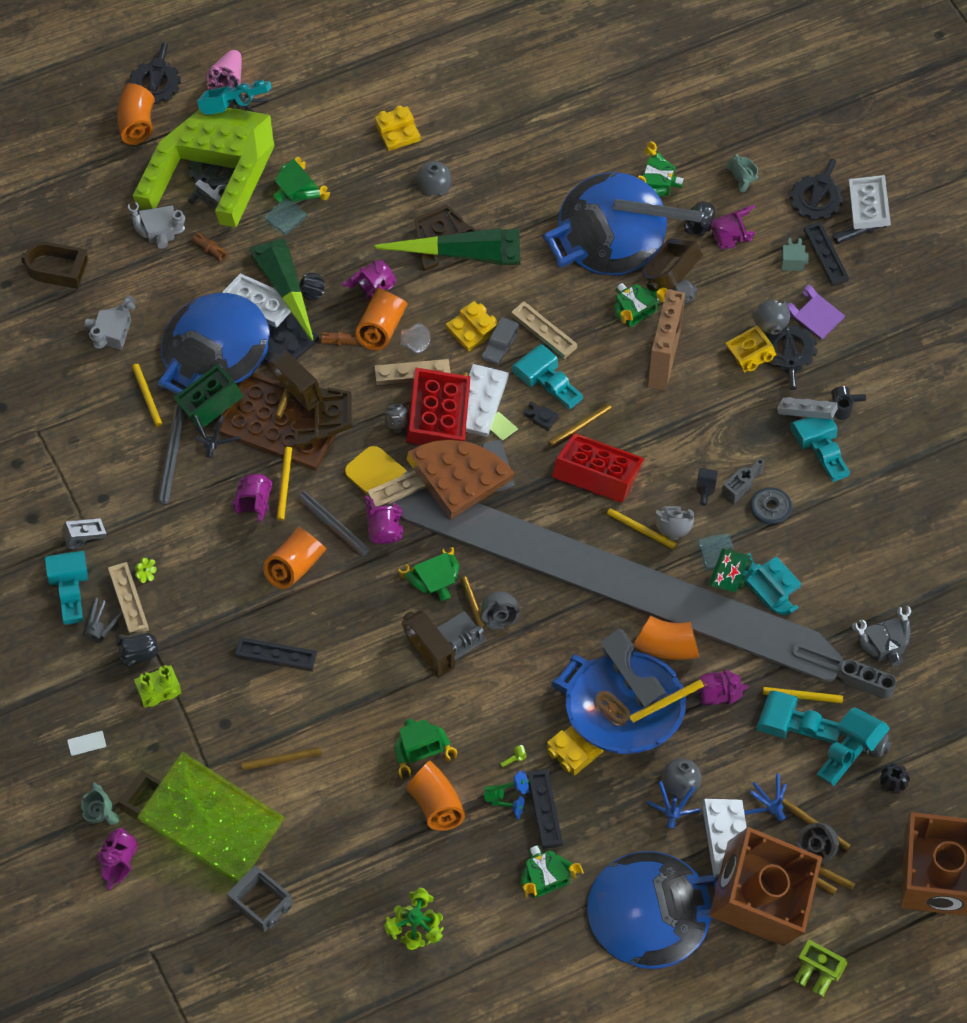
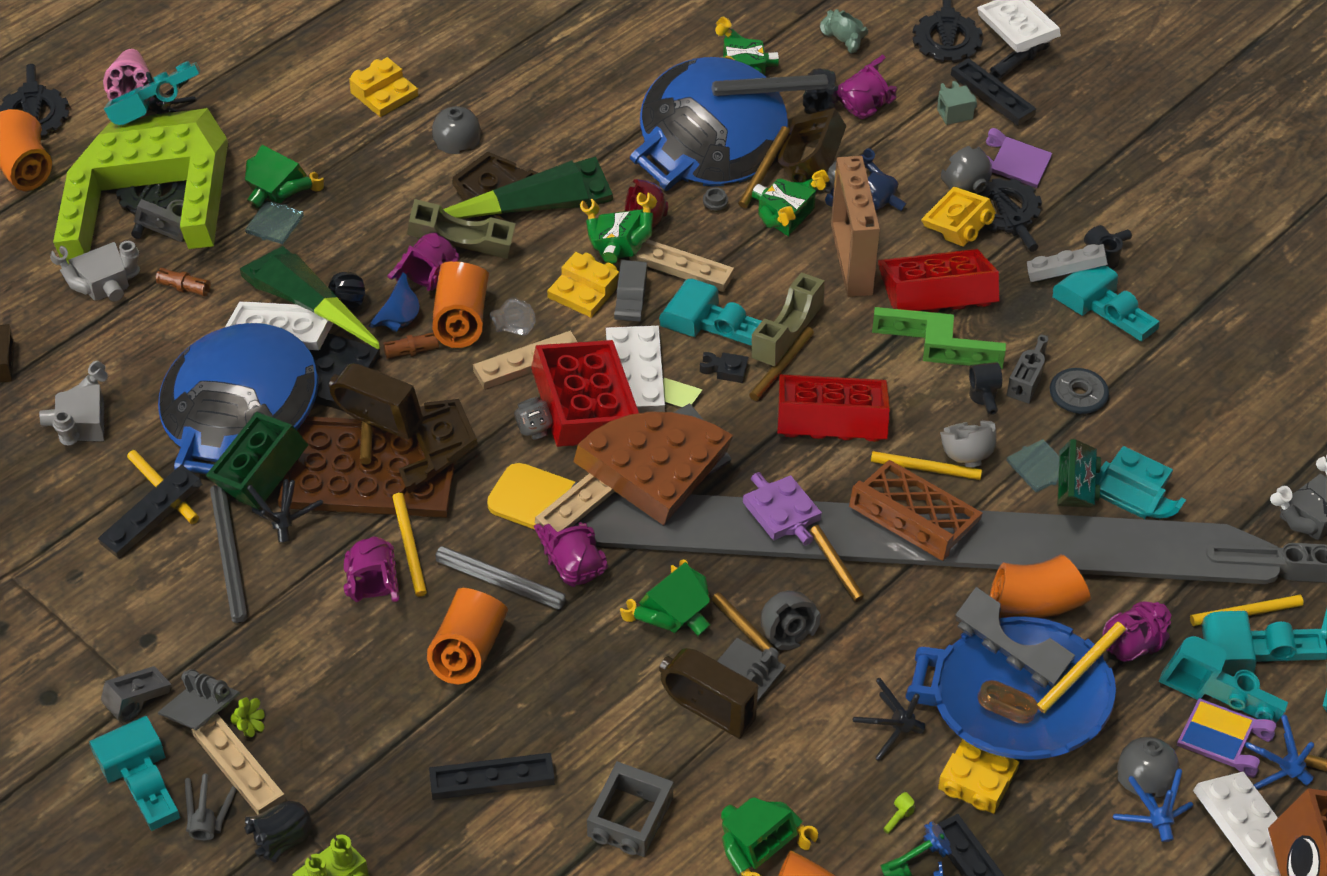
camera: 20 degrees left, 10 degrees down
(118, 550) = (199, 701): none -> dark grey hinge
(132, 411) = (150, 511): none -> black plate
(342, 309) = (400, 307): none -> blue hat
(364, 689) = (641, 785): none -> dark grey window
(416, 270) = (486, 236): none -> olive arch
(509, 295) = (620, 232): none -> green torso
(529, 531) = (782, 508): none -> medium lavender plate
(537, 278) = (644, 187): none -> dark red cylinder
(541, 699) = (901, 720): none -> black plant
(548, 580) = (836, 563): none -> pearl gold bar
(589, 285) = (715, 199): none -> dark grey plate
(600, 564) = (906, 519): none -> dark orange fence
(610, 385) = (802, 303): none -> olive arch
(641, 262) = (764, 166): none -> pearl gold bar
(692, 438) = (938, 335): none -> bright green bracket
(706, 309) = (881, 185): none -> dark blue piece
(713, 394) = (940, 281): none -> red slope
(740, 724) = (1198, 671): none -> teal plate
(740, 770) = (1223, 735): none -> flag

